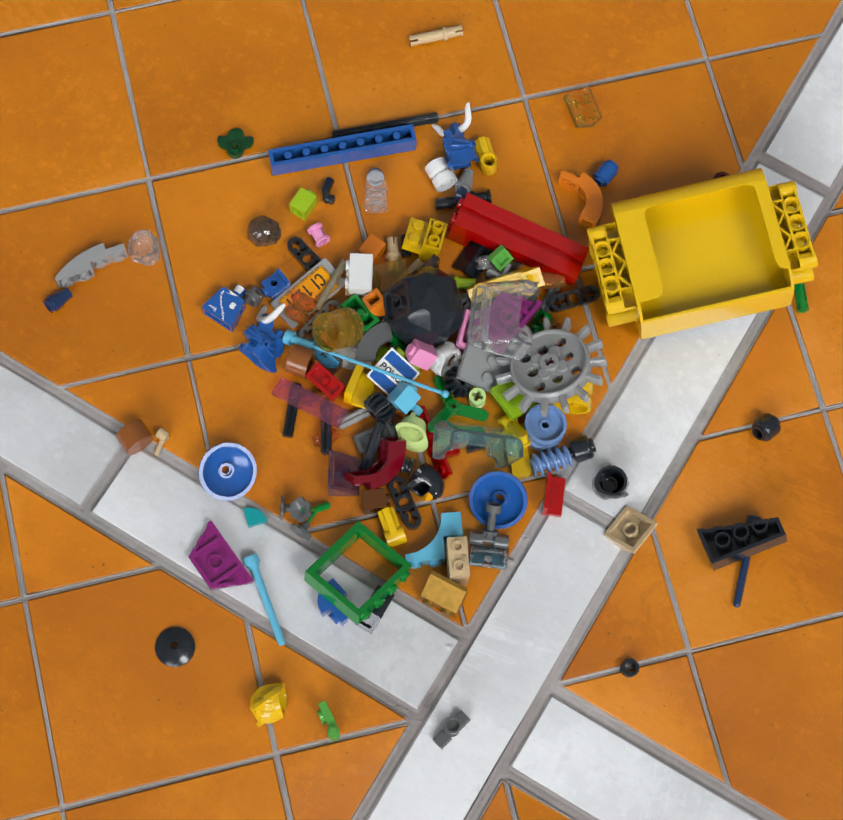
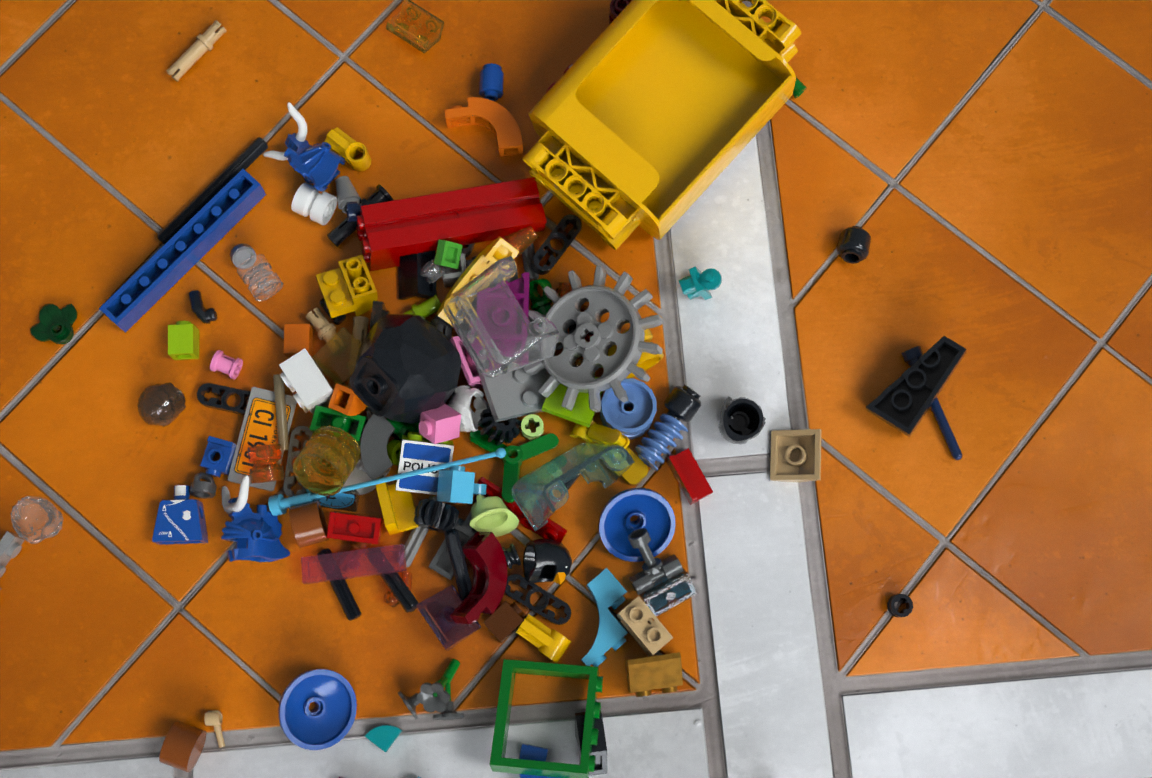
camera: 35 degrees left, 5 degrees up
(646, 383) = (700, 282): none -> teal hips

